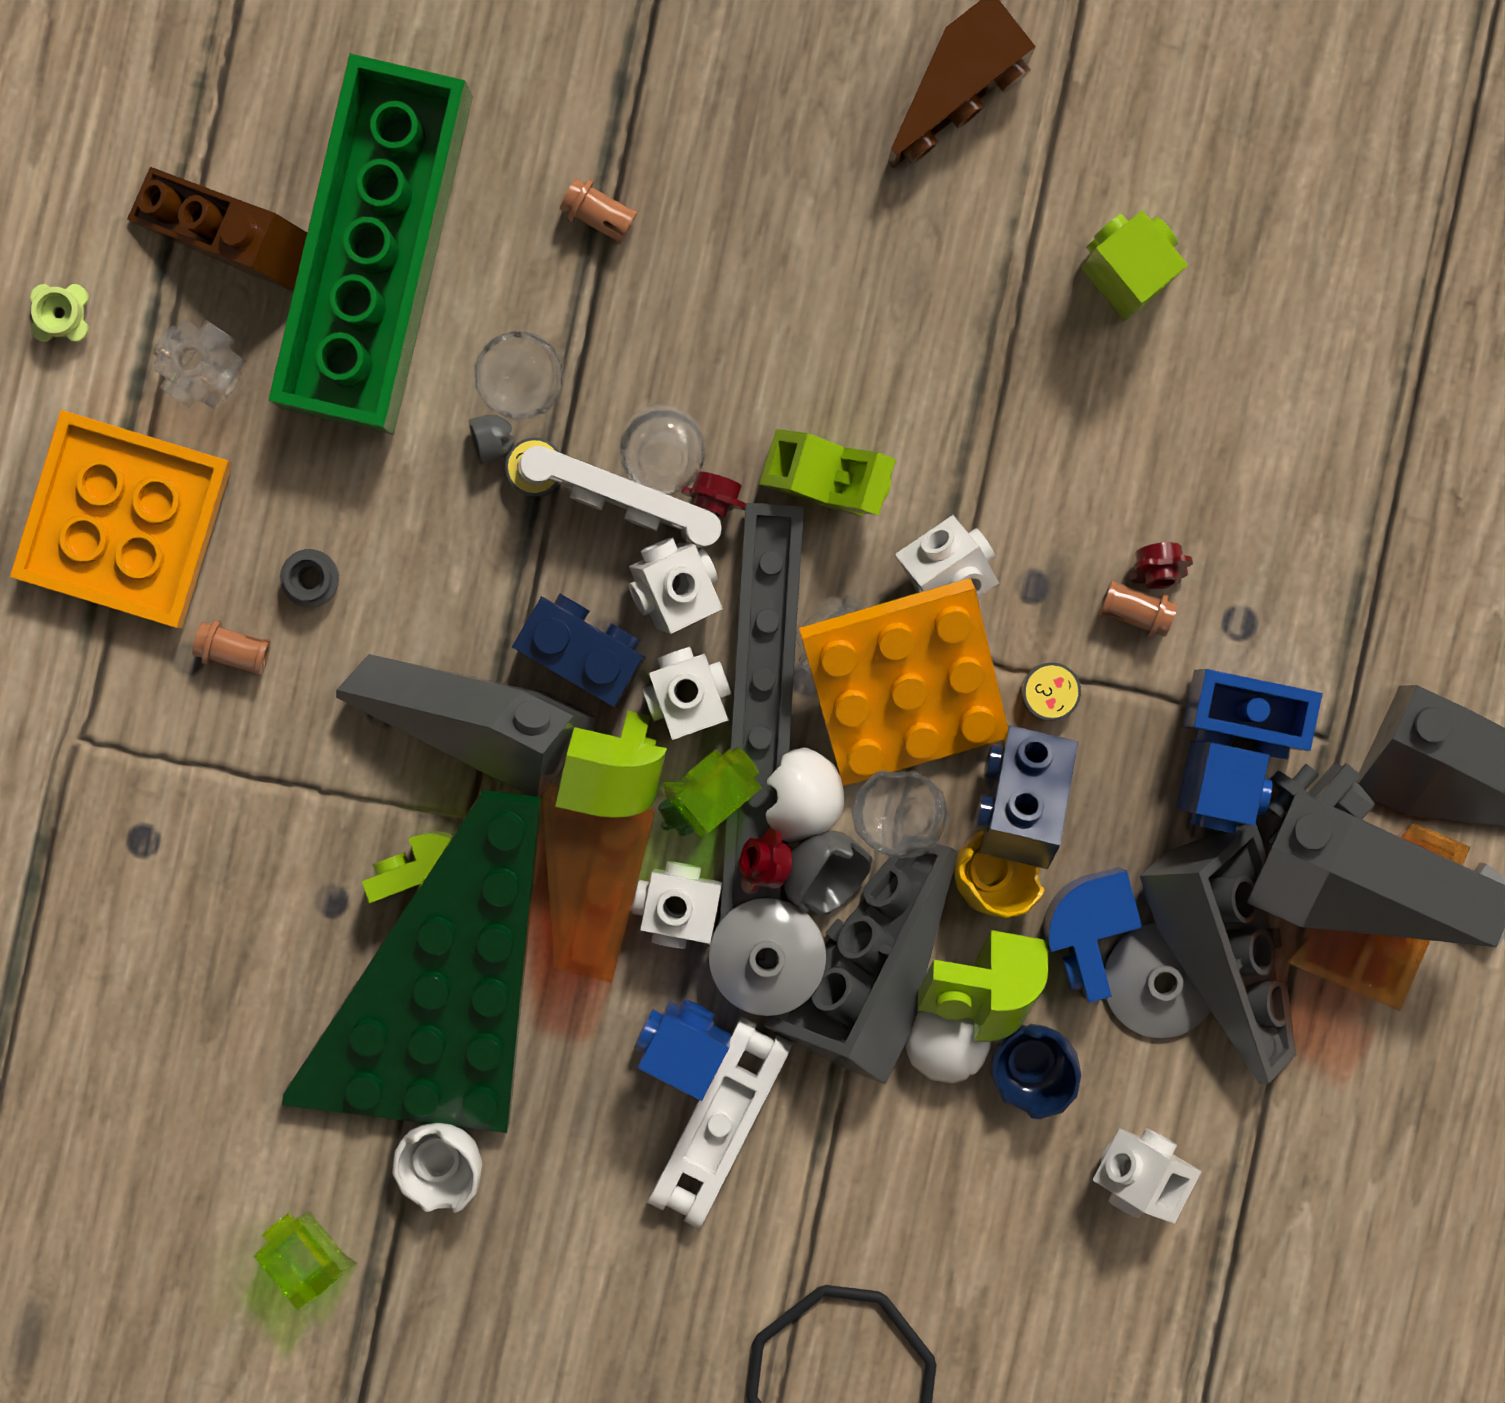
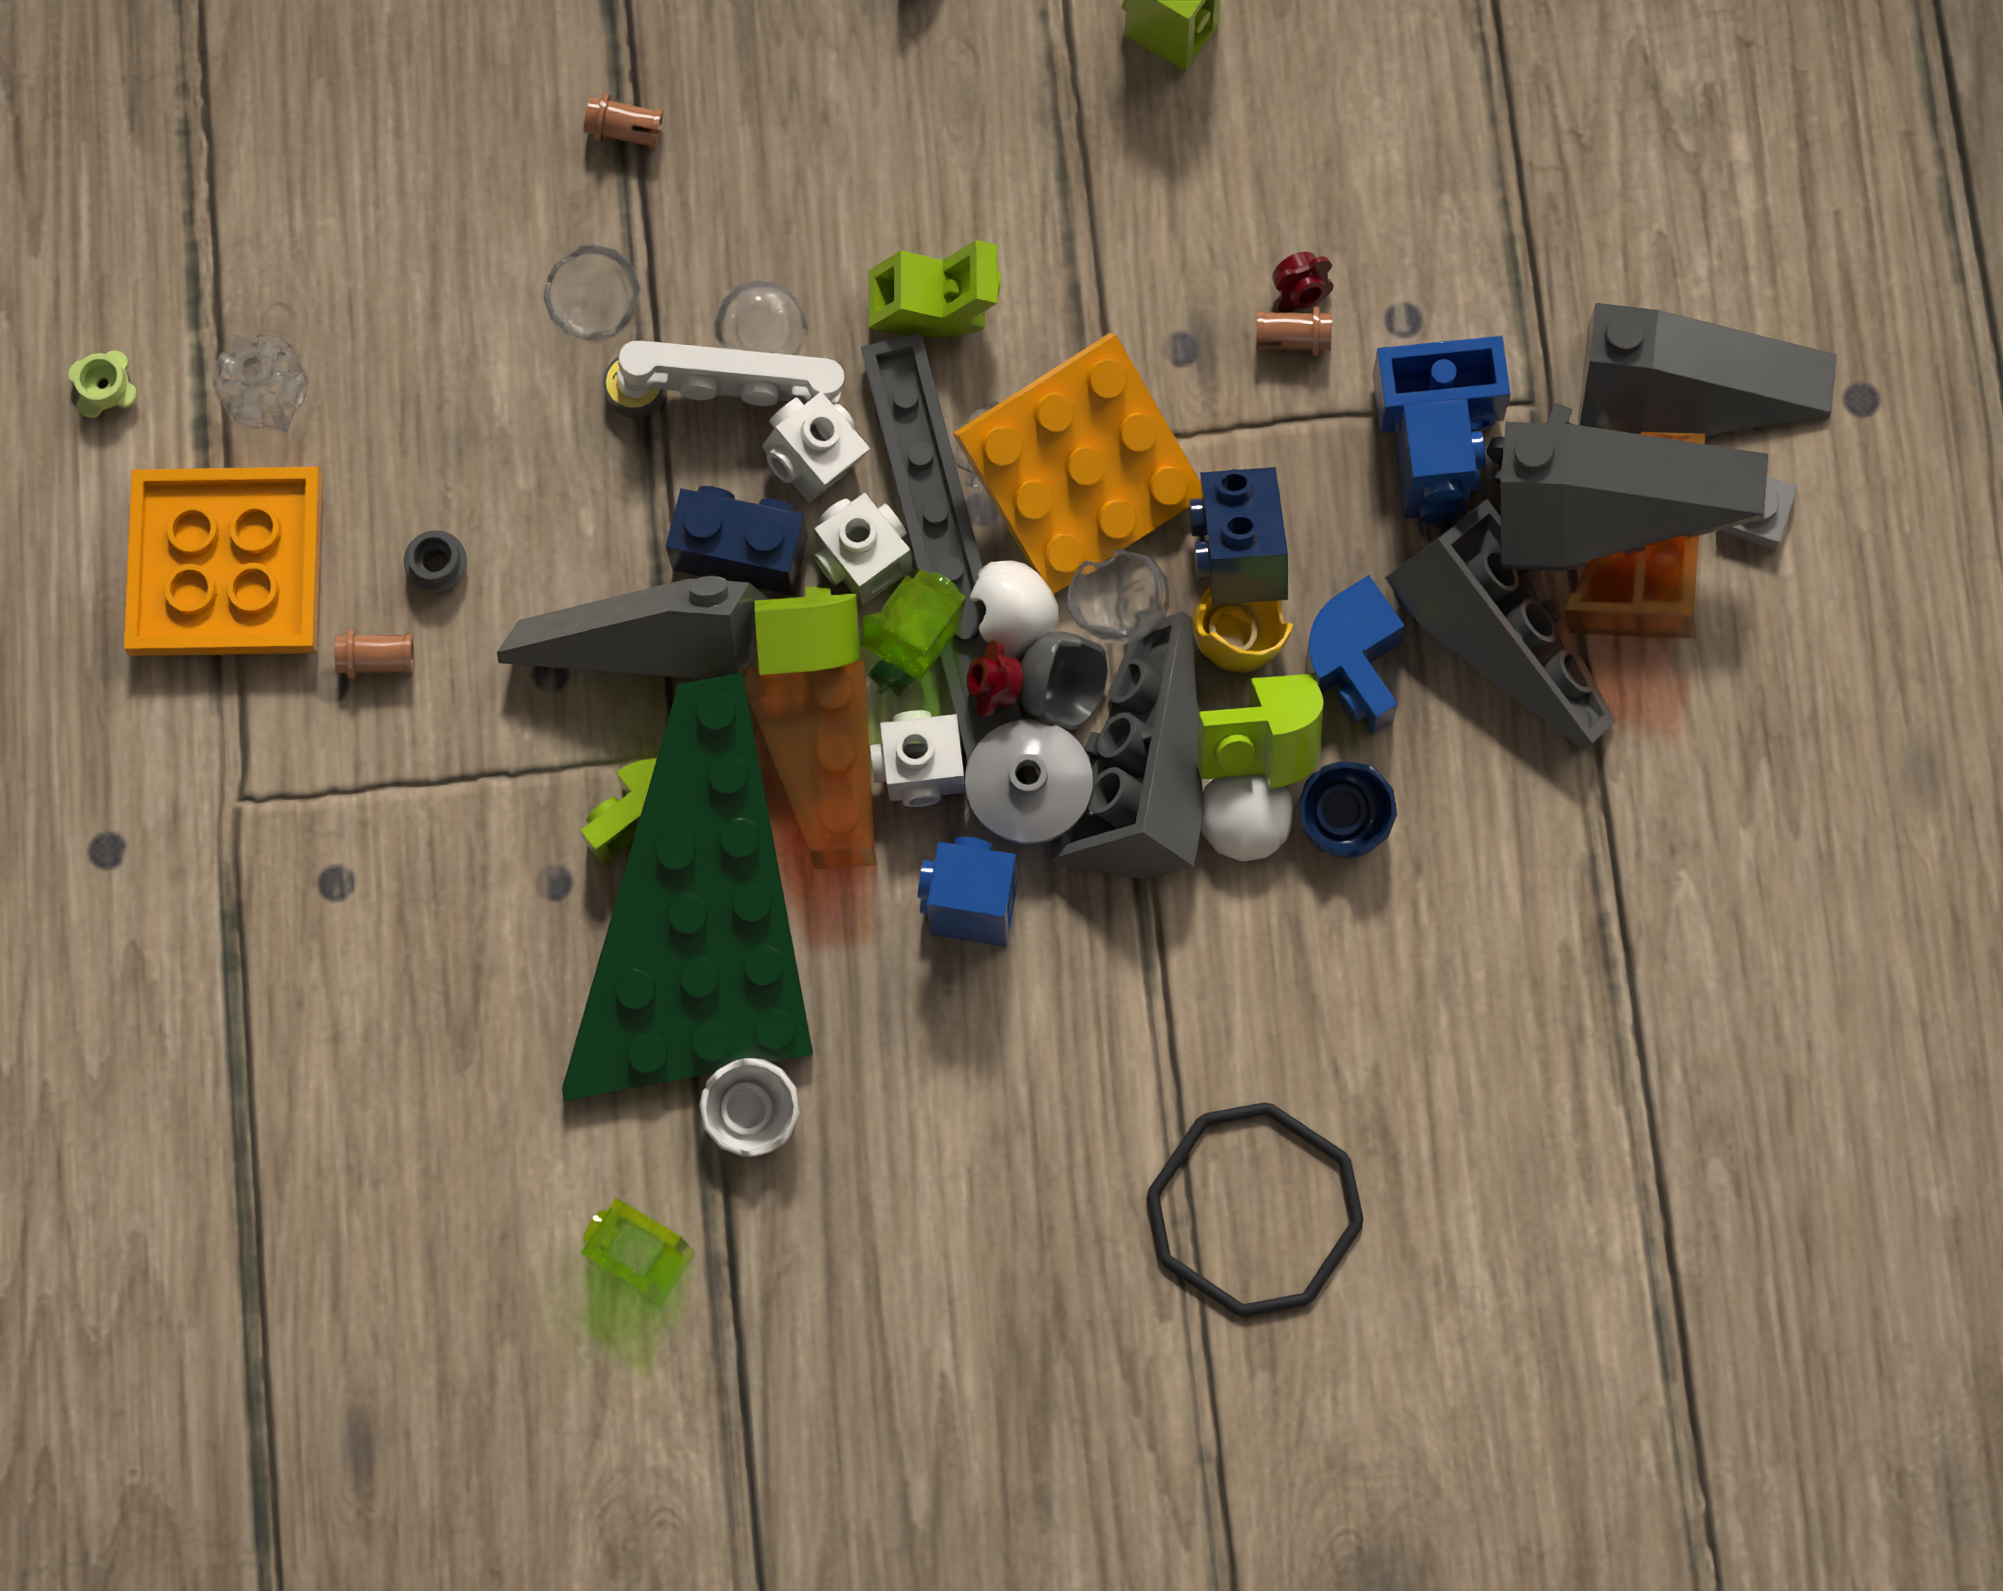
camera: 15 degrees left, 15 degrees down
(220, 227) = (250, 248): reddish brown slope -> none
(371, 244) = (405, 217): green brick -> none
(491, 437) = (577, 369): dark grey hinge -> none
(715, 493) = (829, 342): dark red plate -> none
(720, 1124) = (1035, 975): white plate -> none
(949, 556) = (1078, 325): white brick -> none
(1051, 691) = (1234, 439): light yellow tile -> none
(1134, 1000) = (1441, 719): light grey dish -> none
(1146, 1175) = (1486, 875): white brick -> none

